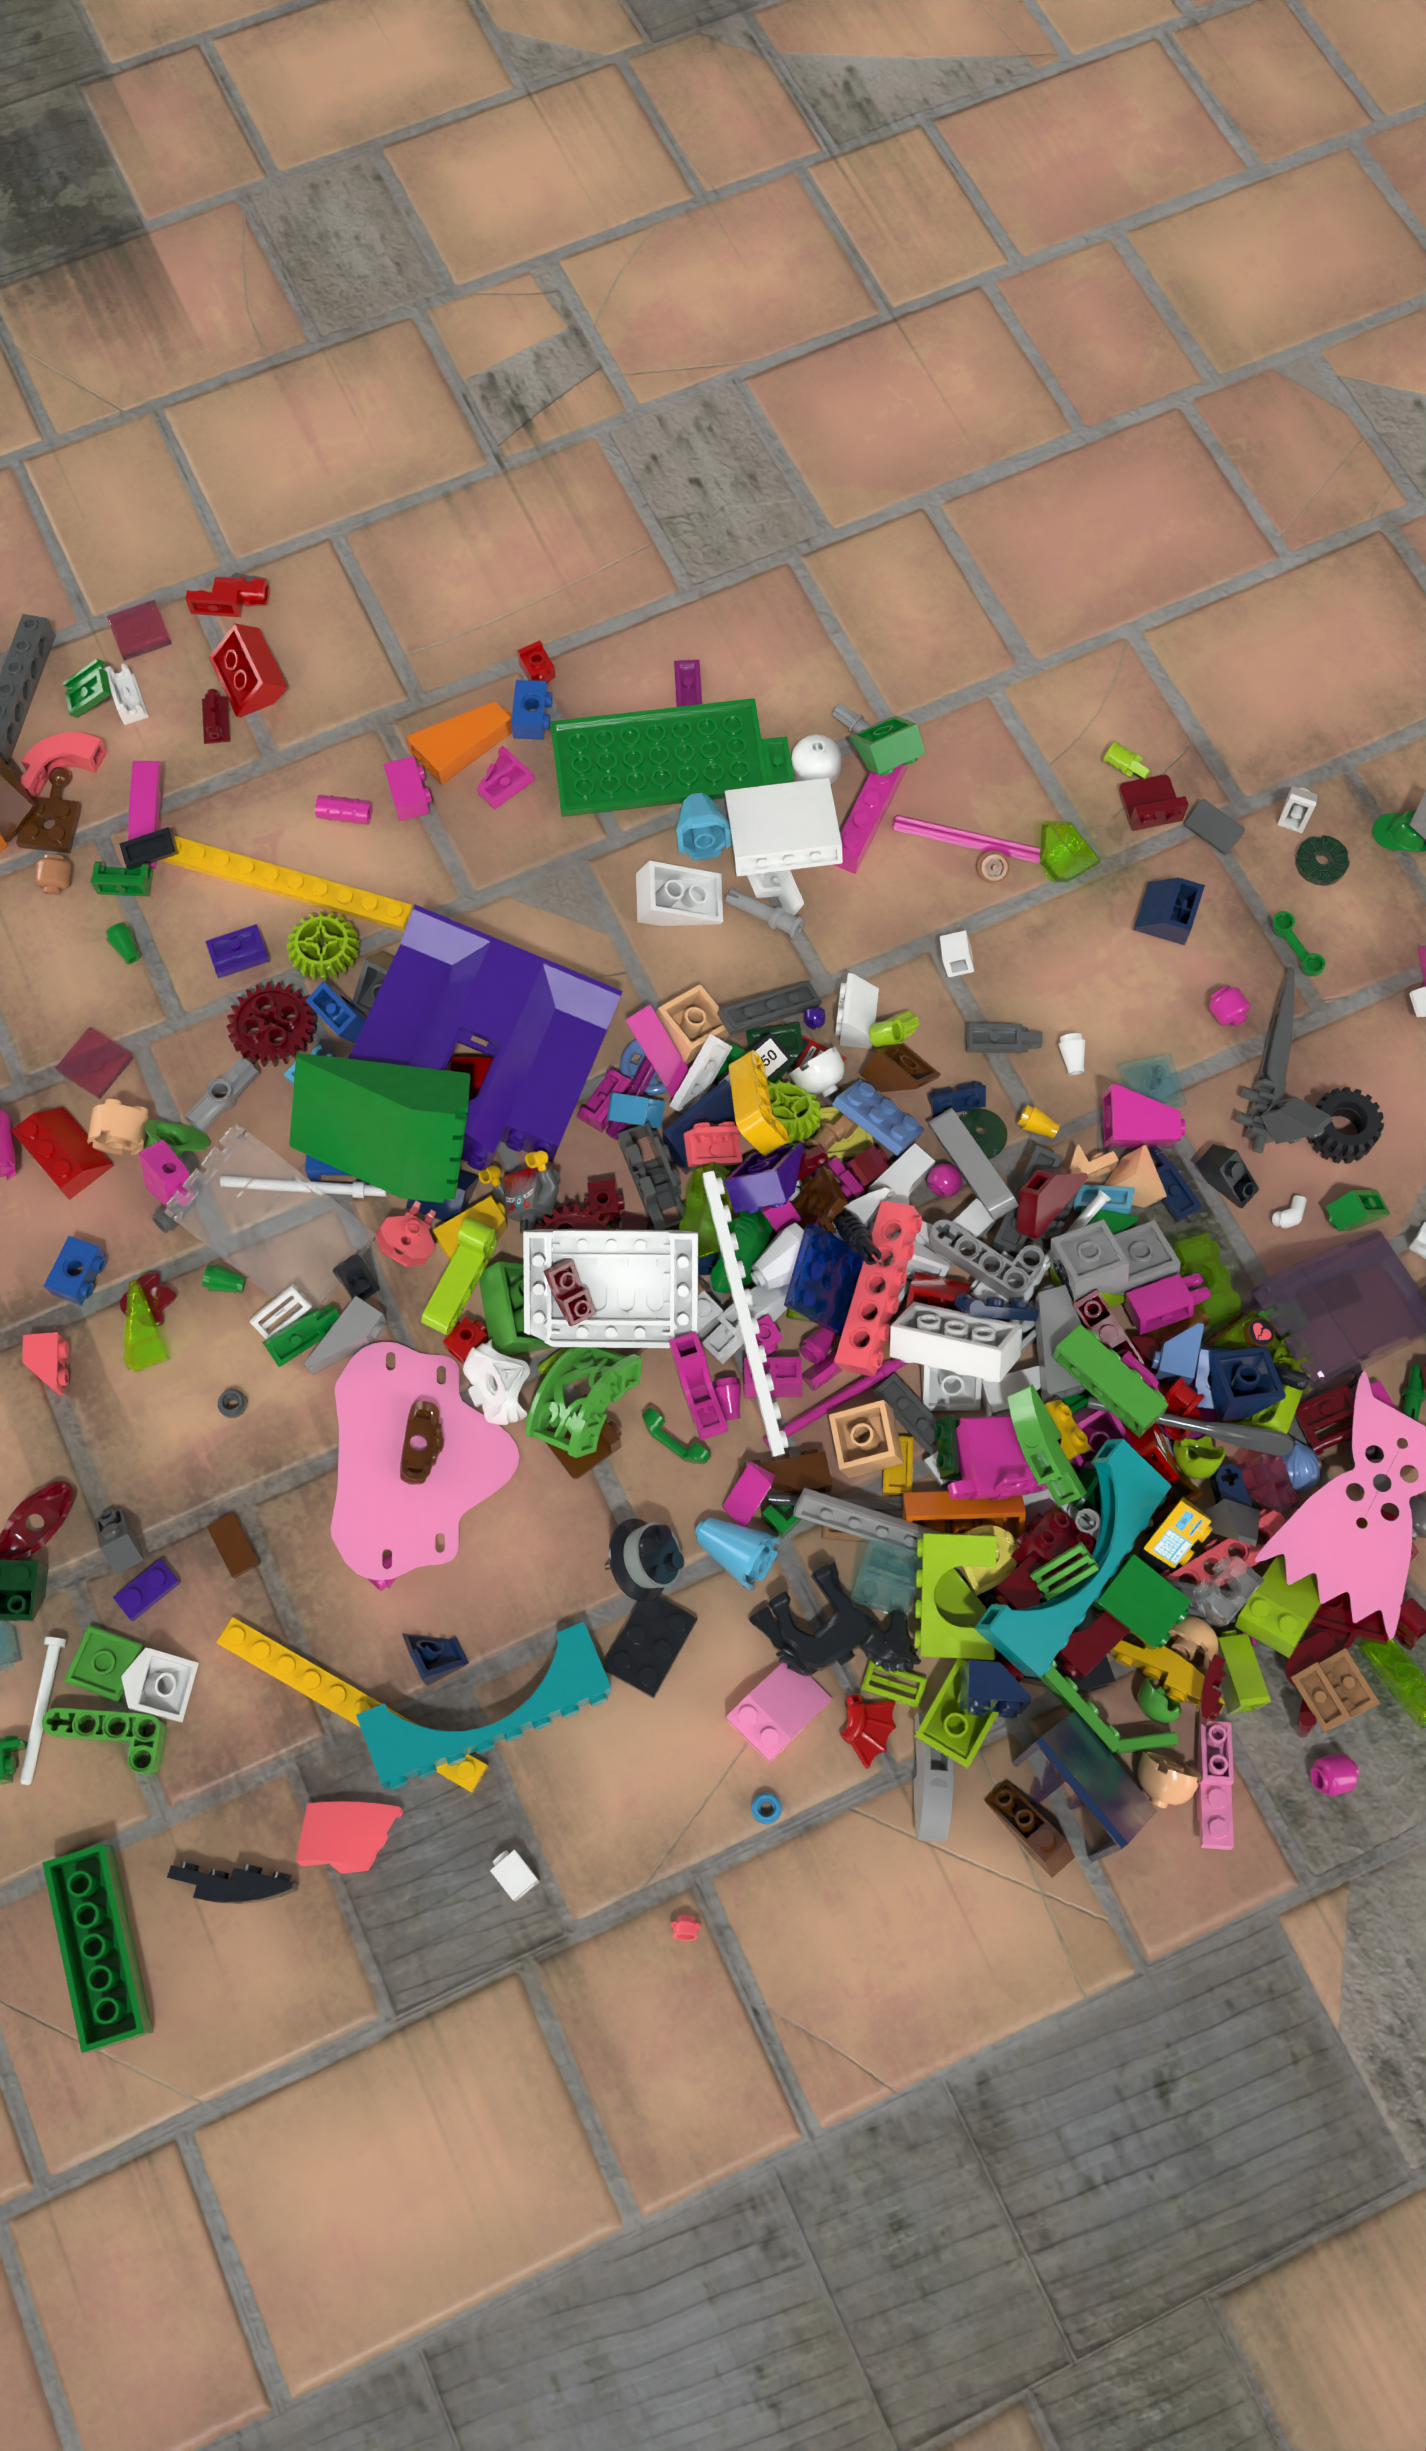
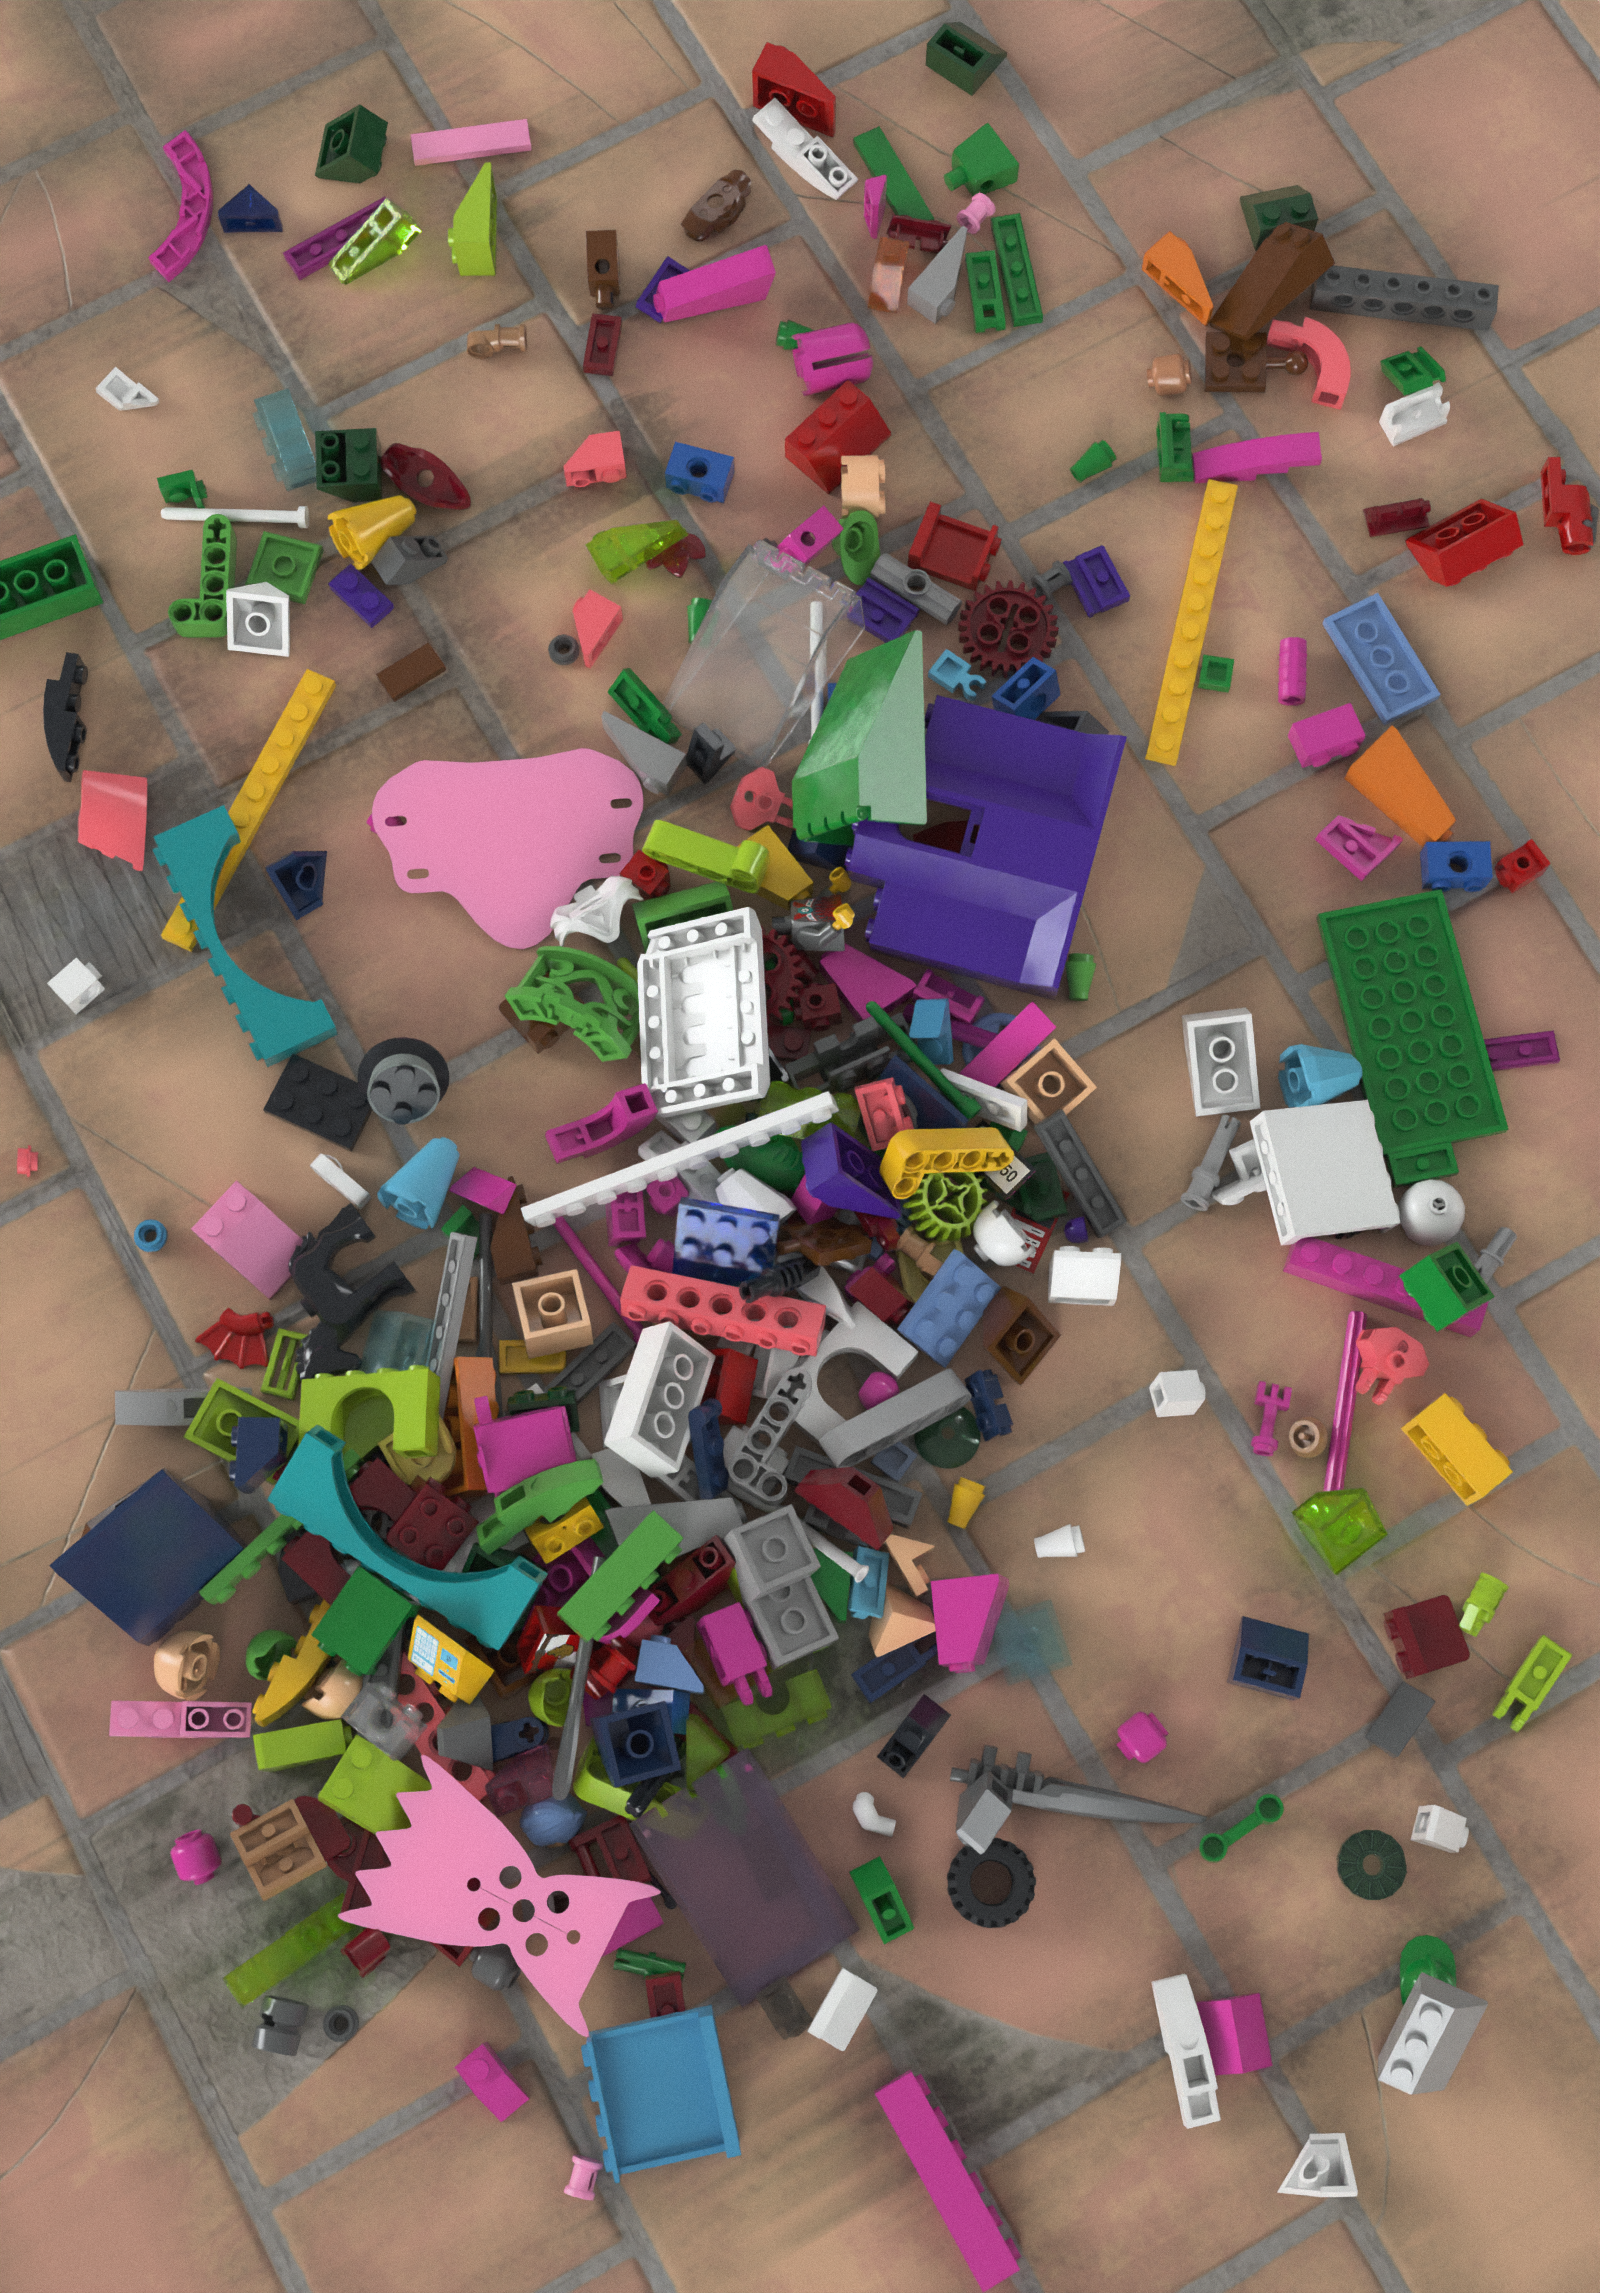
camera: 85 degrees right, 5 degrees up
(82, 1574) = (366, 527): none -> yellow cone
(94, 1063) = (946, 455): clear pink tile -> none
(139, 630) = (1507, 417): clear pink tile -> none
(149, 848) = (1212, 468): black tile -> none
(188, 1062) = (953, 549): none -> red panel
(212, 1373) = (595, 624): none -> coral slope
(230, 985) = (1058, 573): none -> dark grey bush
(243, 1113) = (884, 612): none -> dark purple plate
(298, 1297) = (678, 694): white tile -> none
(310, 938) = (1133, 663): lime gear -> none
(336, 867) = (1216, 673): none -> green plate
(342, 743) = (1381, 659): none -> medium blue plate
(423, 1422) = (550, 841): reddish brown piece -> none
(568, 1292) = (691, 969): slope -> none
(587, 1161) = (864, 980): none -> dark pink slope
(694, 1454) = (564, 1084): green bar -> none
(706, 1085) = (965, 1105): none -> green piece
(727, 1627) = (340, 1180): none -> white piece
(729, 1397) = (598, 1163): dark pink cone -> none
(894, 1029) = (1064, 1321): lime piece -> none
(938, 802) = (1390, 1358): none -> coral hinge
(960, 890) = (1264, 1443): none -> dark pink hinge
(1001, 1038) = (1071, 1453): dark grey hinge -> none
(1005, 1170) = (894, 1460): none -> sand blue plate
(1011, 759) = (1457, 1449): none -> yellow brick
(1044, 1585) = (371, 1516): bright green tile -> none
(1083, 1525) = (456, 1557): light grey hinge -> none
(1147, 1742) = (225, 1640): bright green tile -> none
(1186, 736) = (1533, 1680): none -> lime hinge
(1209, 1700) = (260, 1698): dark red slope -> none
(1259, 1332) = (697, 1760): tile -> none

